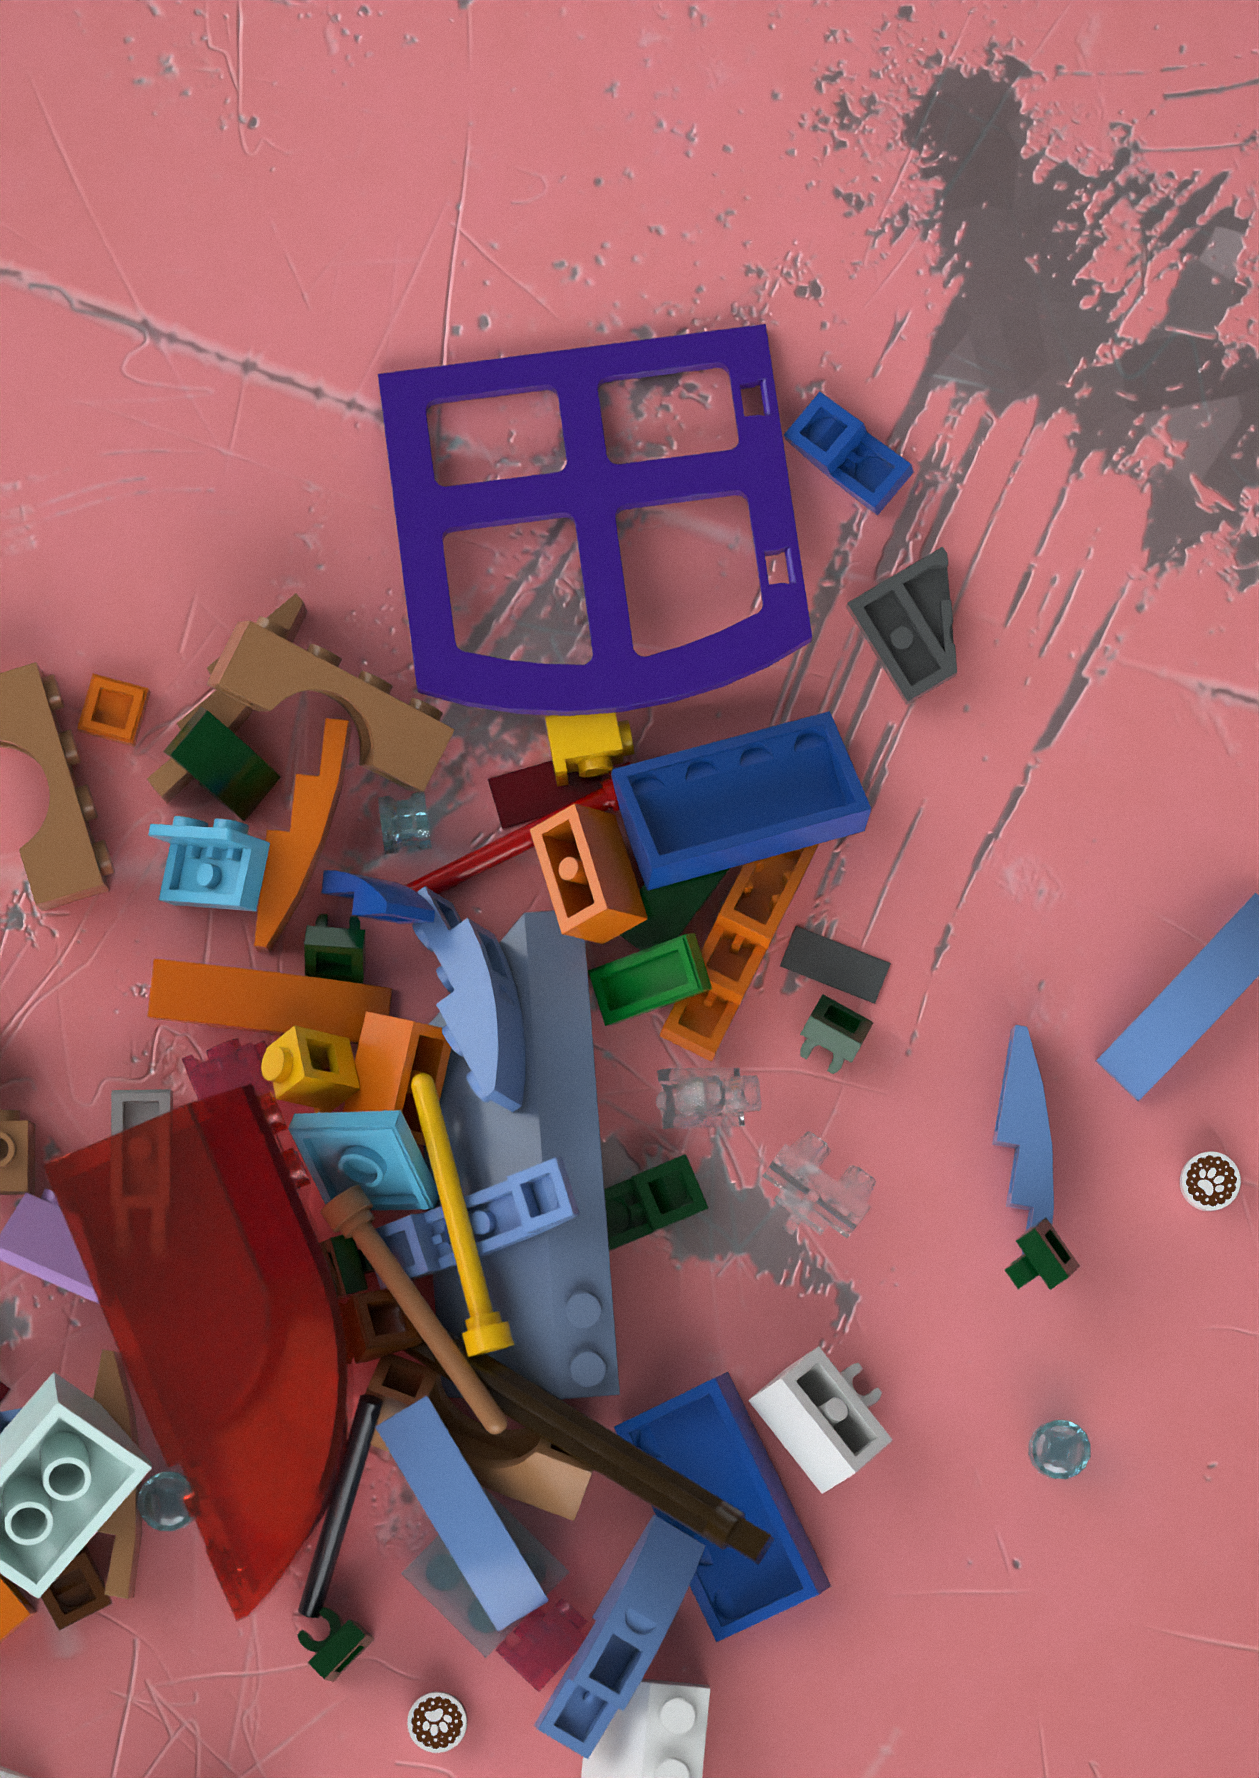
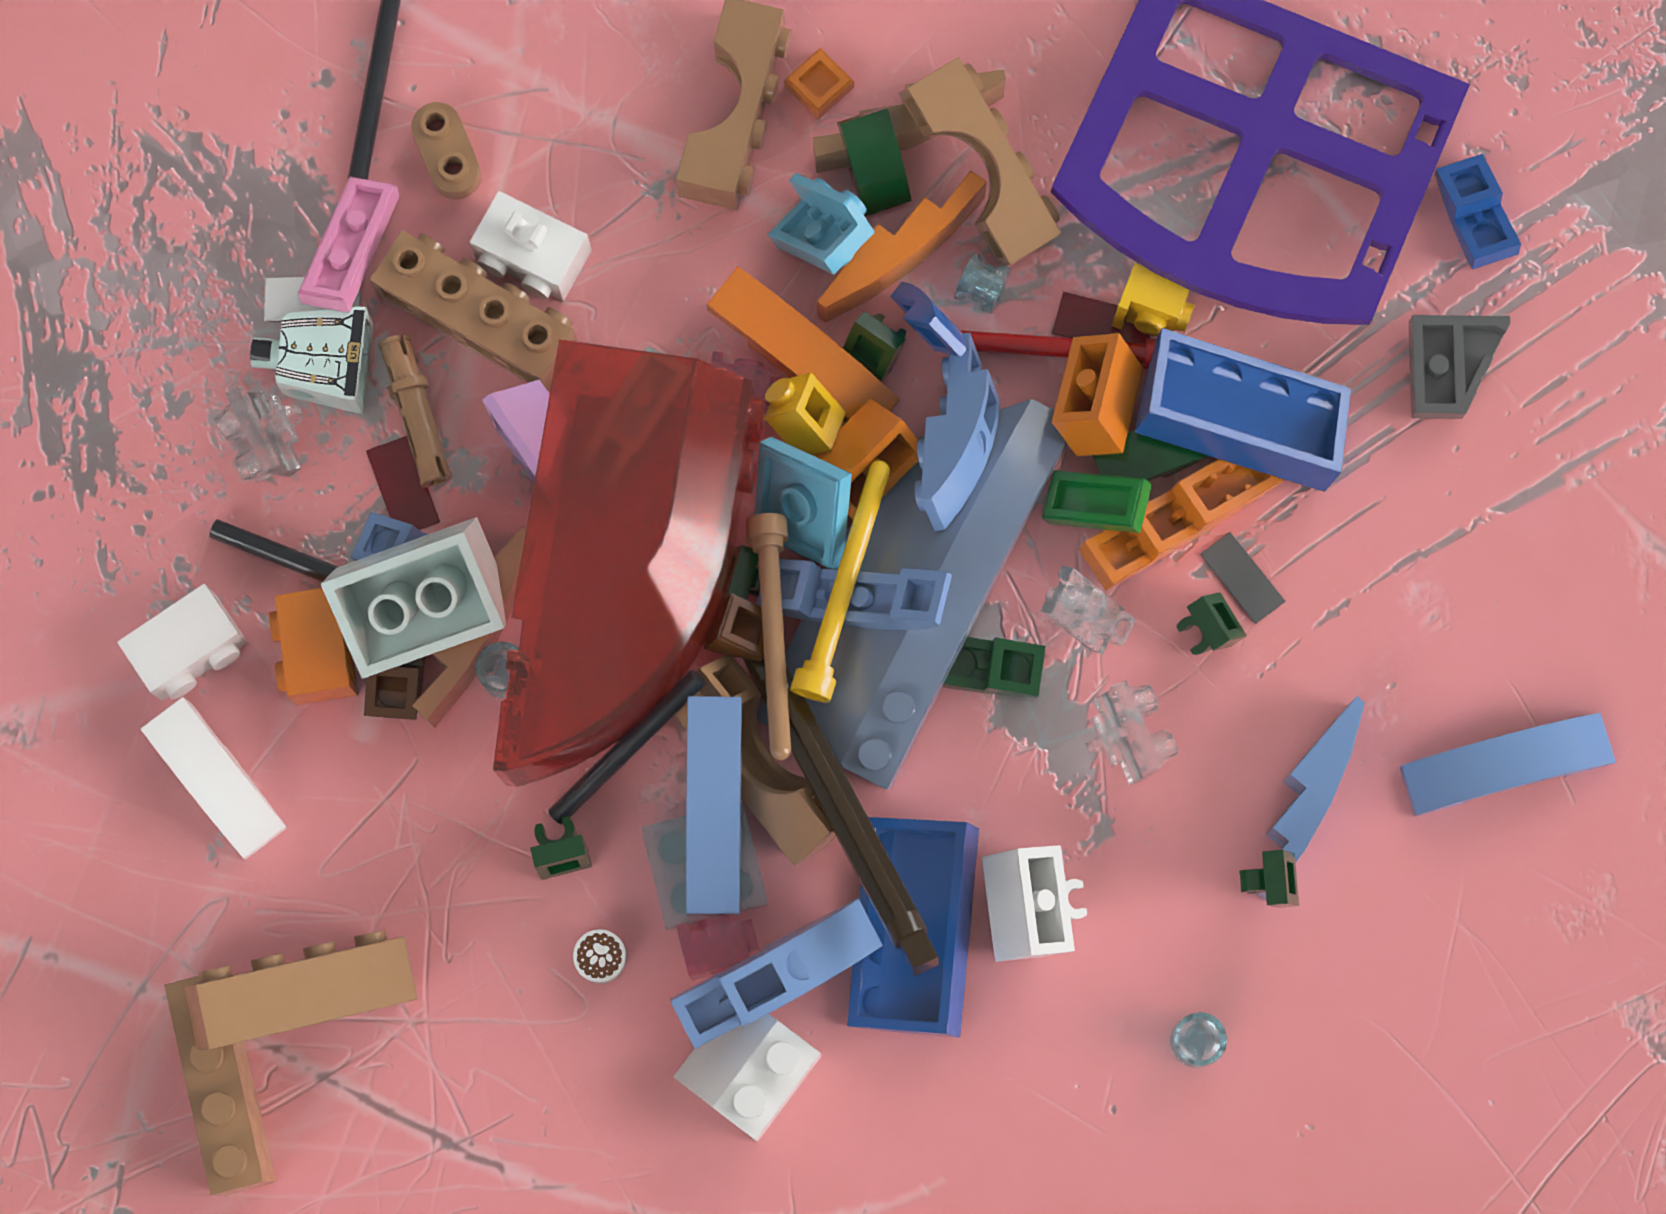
camera: 35 degrees right, 5 degrees down
(1210, 1181) = (1436, 908): tile -> none

